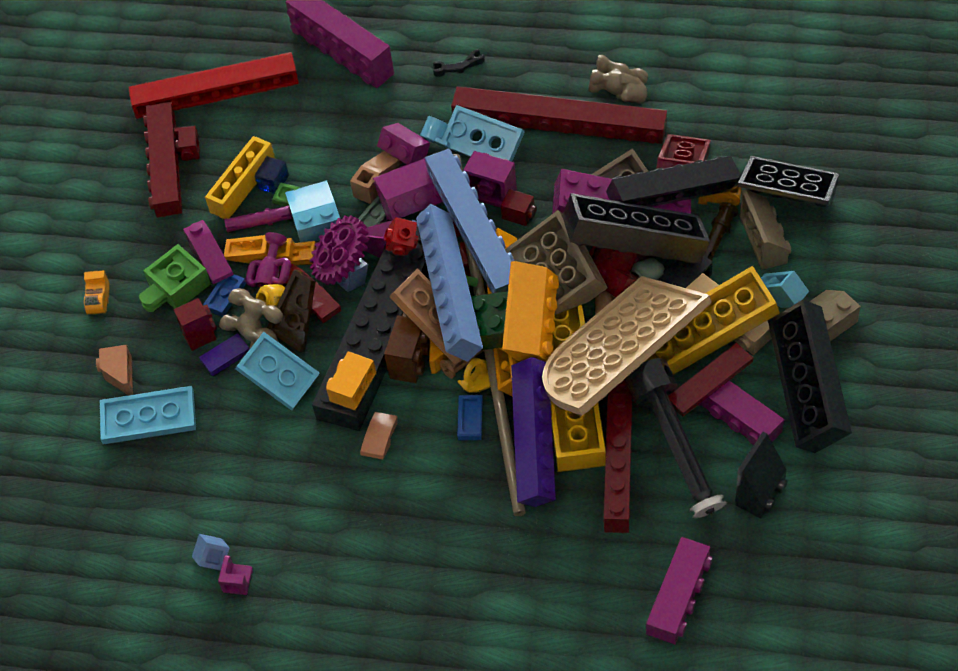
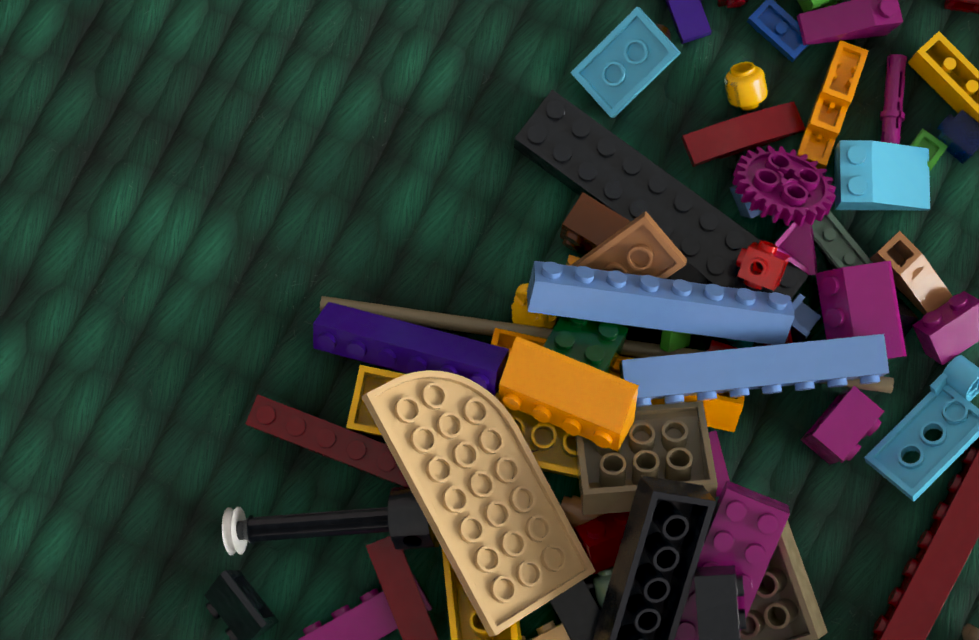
camera: 100 degrees right, 25 degrees up
(249, 322) = (715, 49): dark tan animal -> none
(269, 267) = (790, 89): magenta piece -> none
(296, 310) = (709, 104): dark brown wing -> none
(351, 380) = (558, 139): light orange brick -> none
(378, 435) = (493, 166): nougat slope -> none
(470, 417) = (481, 287): blue tile -> none
(518, 207) = (788, 452): dark red brick -> none
(678, 591) = (143, 454): magenta brick -> none

